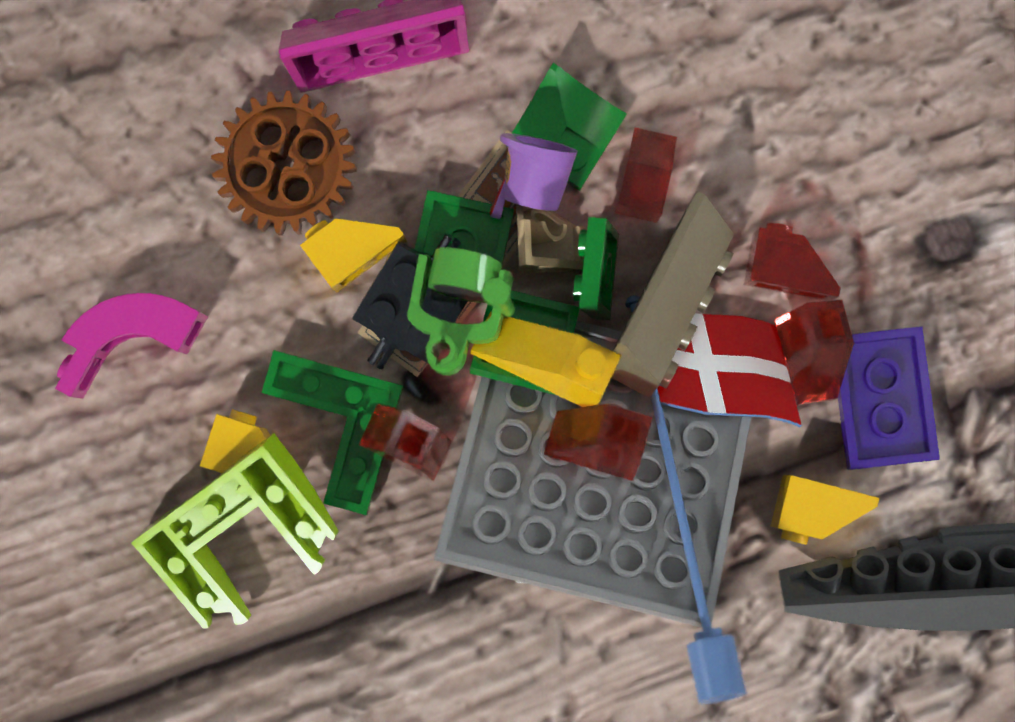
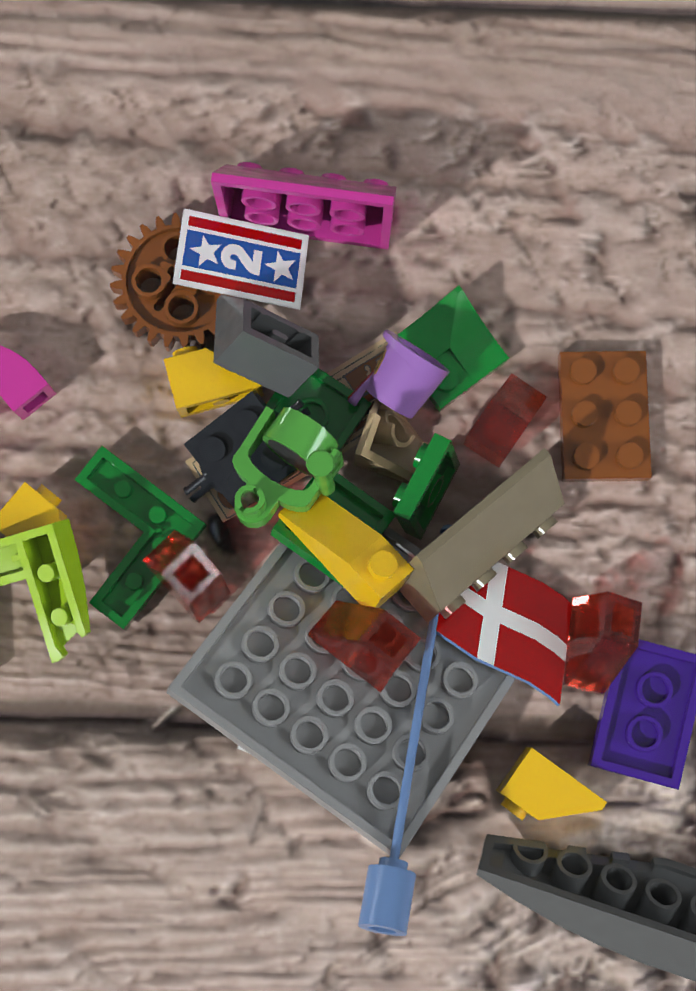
camera: 15 degrees right, 5 degrees down
(333, 118) = (241, 259): none -> sticker
(391, 196) = (263, 346): none -> dark grey slope
(737, 134) = (604, 416): none -> dark orange plate
(788, 264) = (604, 552): clear red slope -> none

